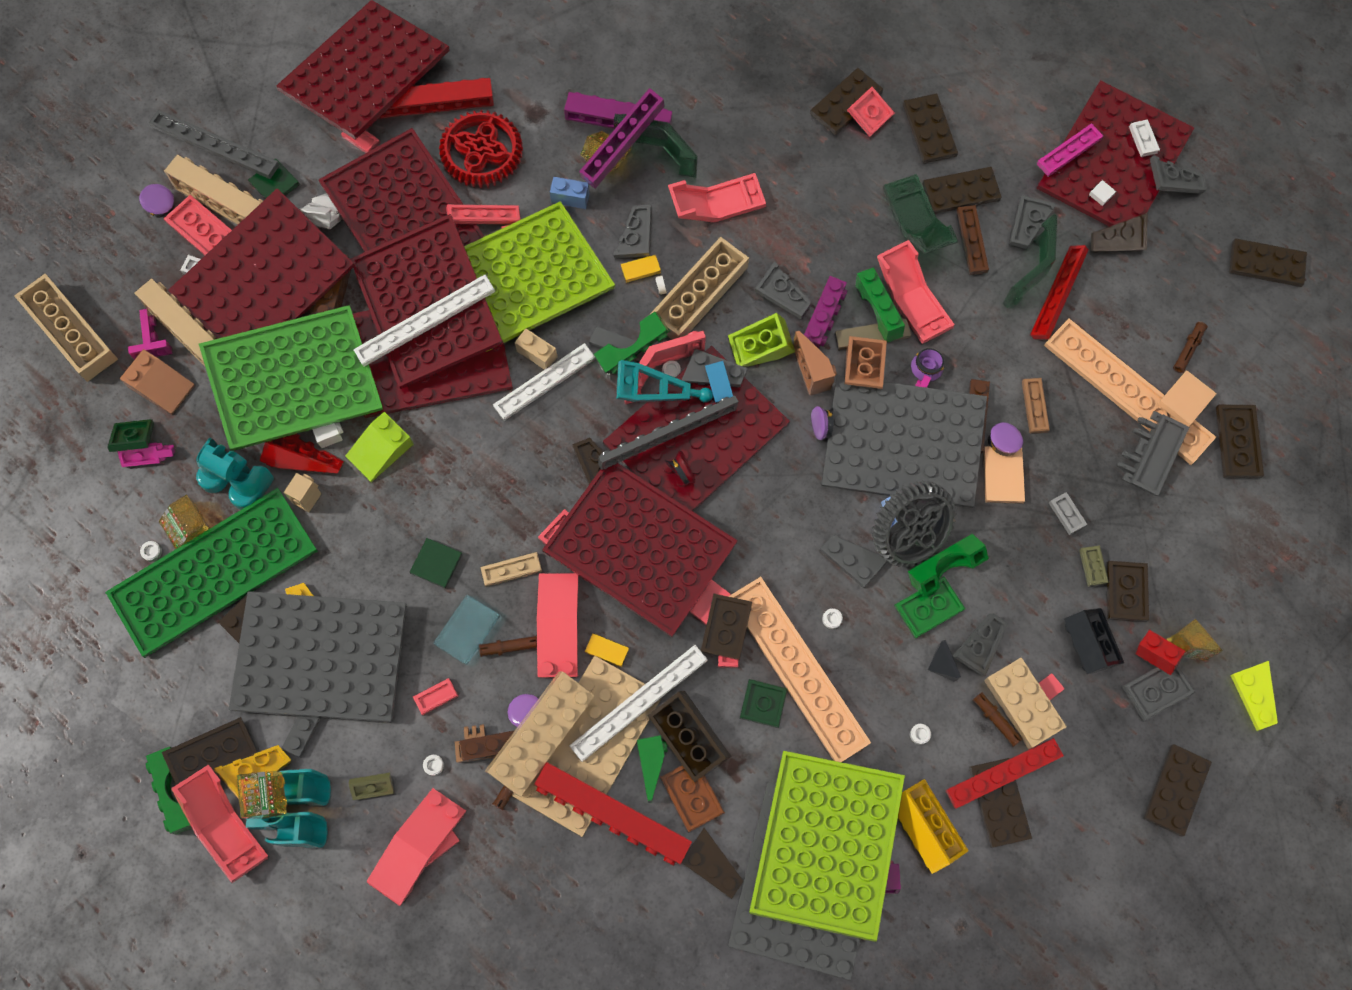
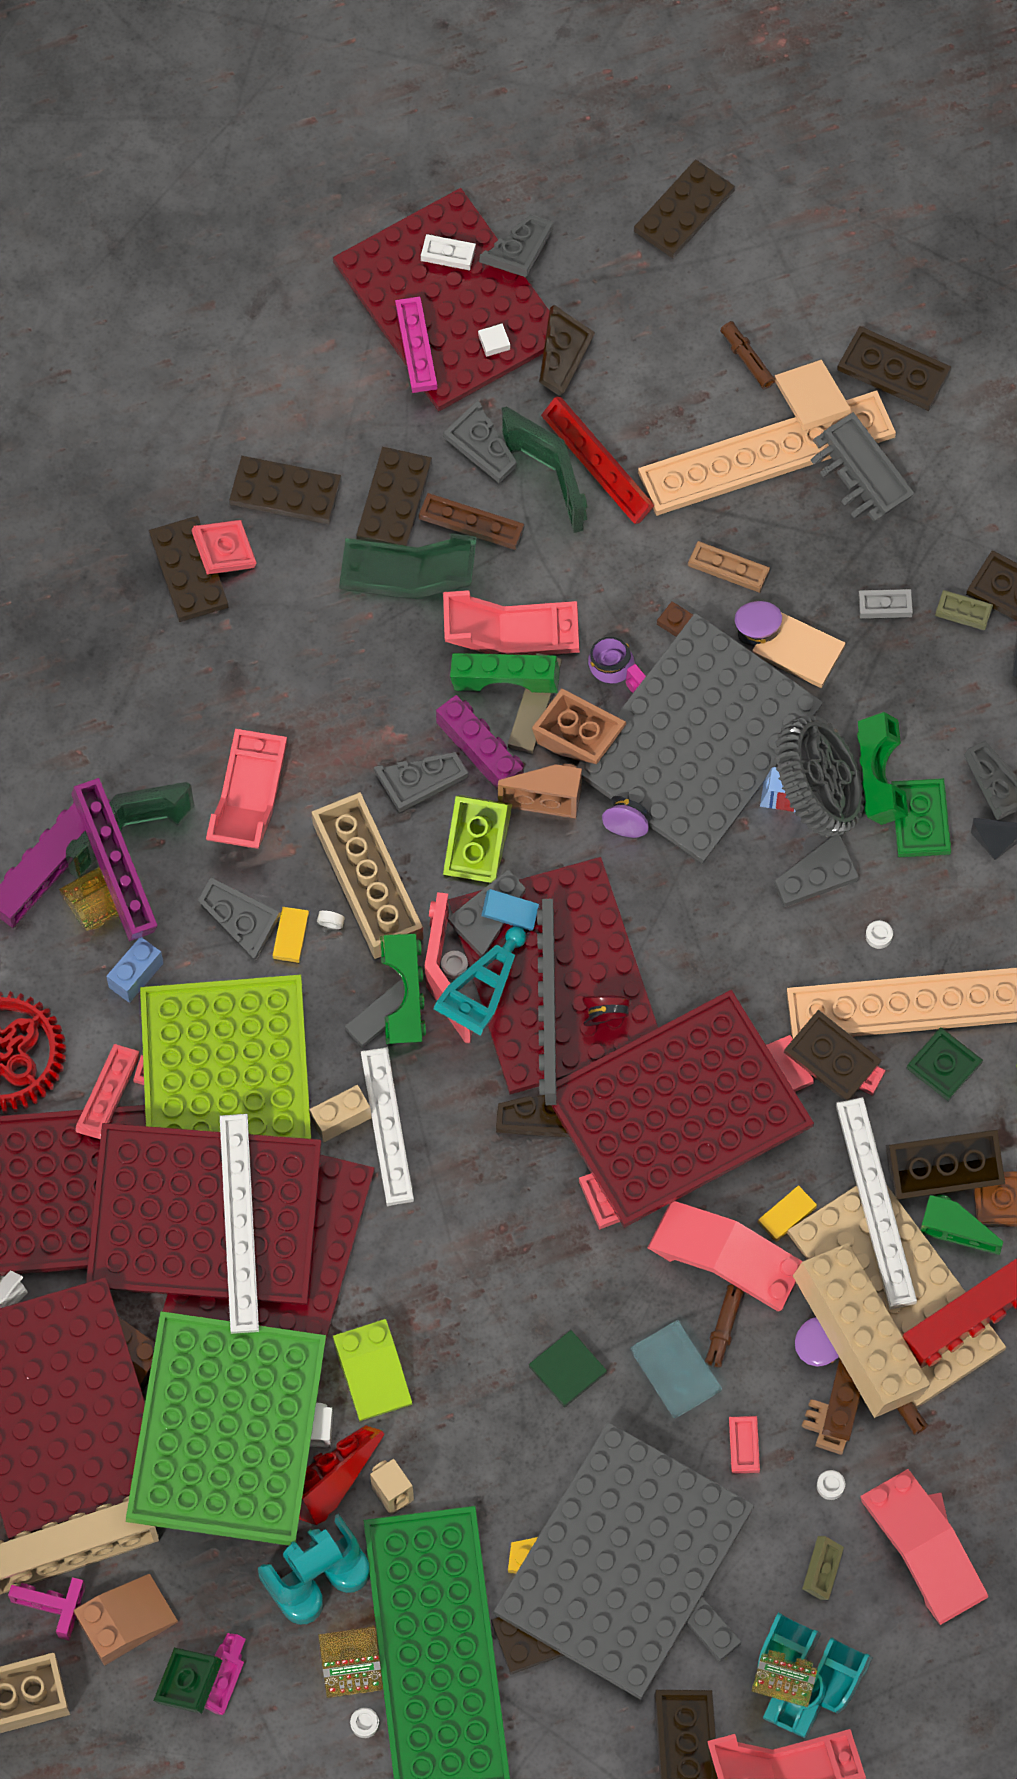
camera: 60 degrees left, 5 degrees down
(267, 760) = (735, 1705): yellow wing -> none
(511, 569) = (623, 1280): tan tile -> none

